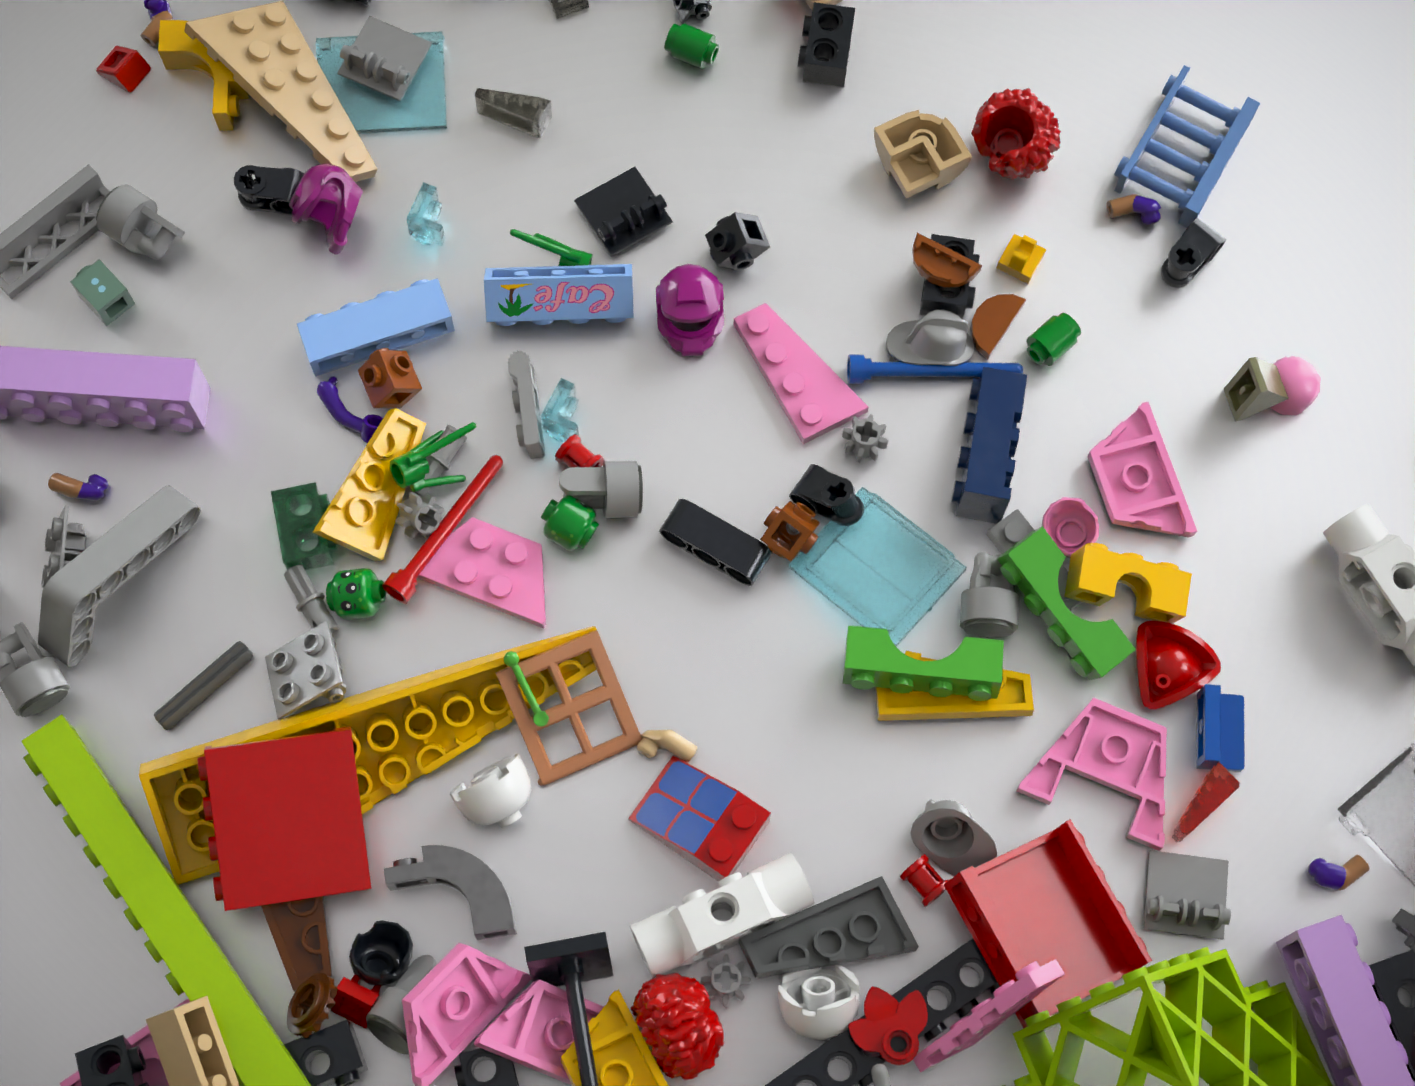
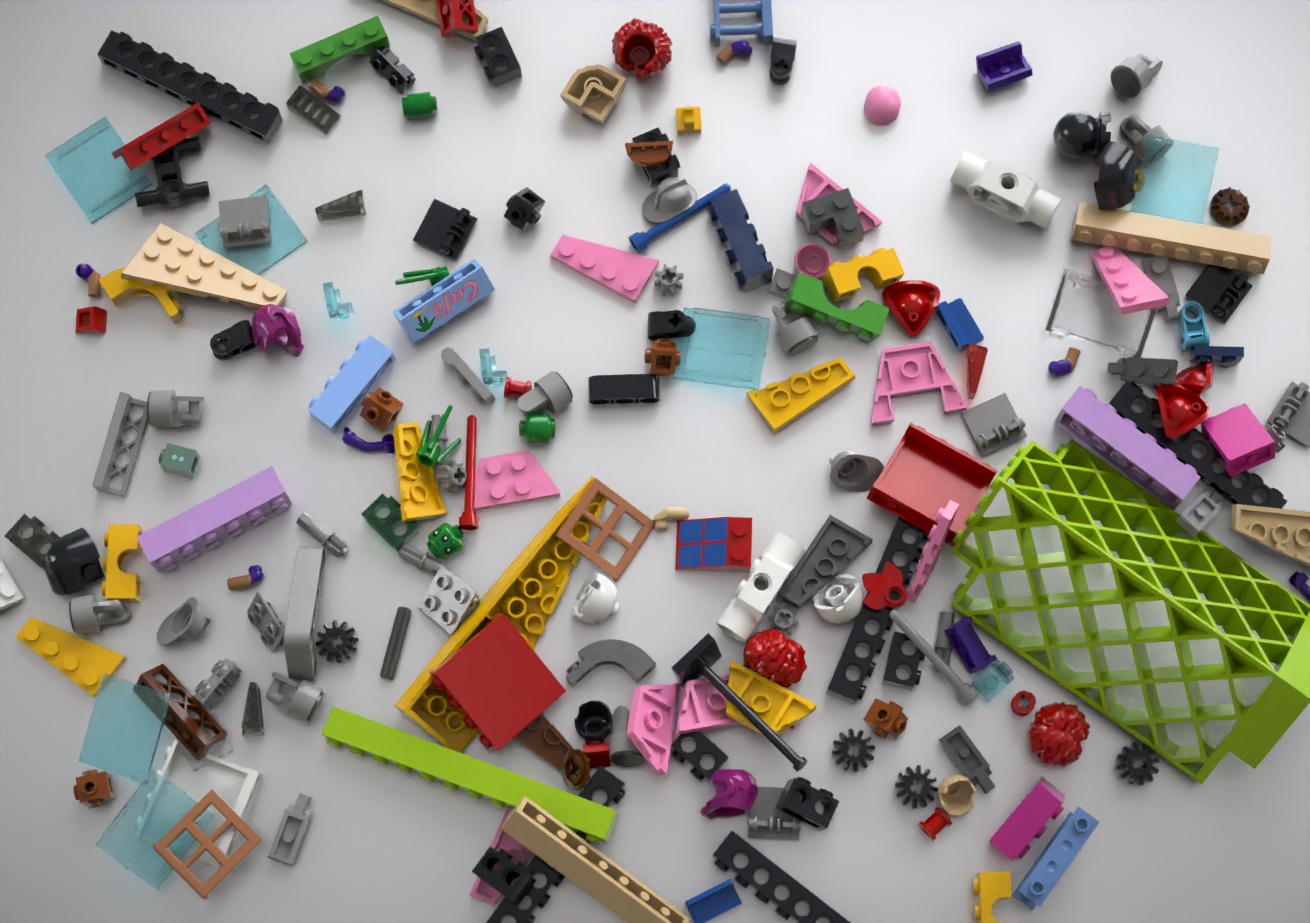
camera: 30 degrees left, 5 degrees up
(117, 644) = (334, 633): none -> black gear
(210, 489) = (322, 534): none -> light grey piece
(540, 717) = (594, 544): bright green hinge -> none
(690, 296) = (520, 259): magenta helmet -> none
(924, 880) = (854, 502): red bush -> none
(969, 671) = (755, 401): bright green arch -> none
(993, 320) = (696, 167): dark orange tile -> none
(1053, 339) = (736, 158): green brick -> none
(1140, 478) = (834, 211): none -> dark grey brick
(1254, 388) = (865, 120): olive slope -> none

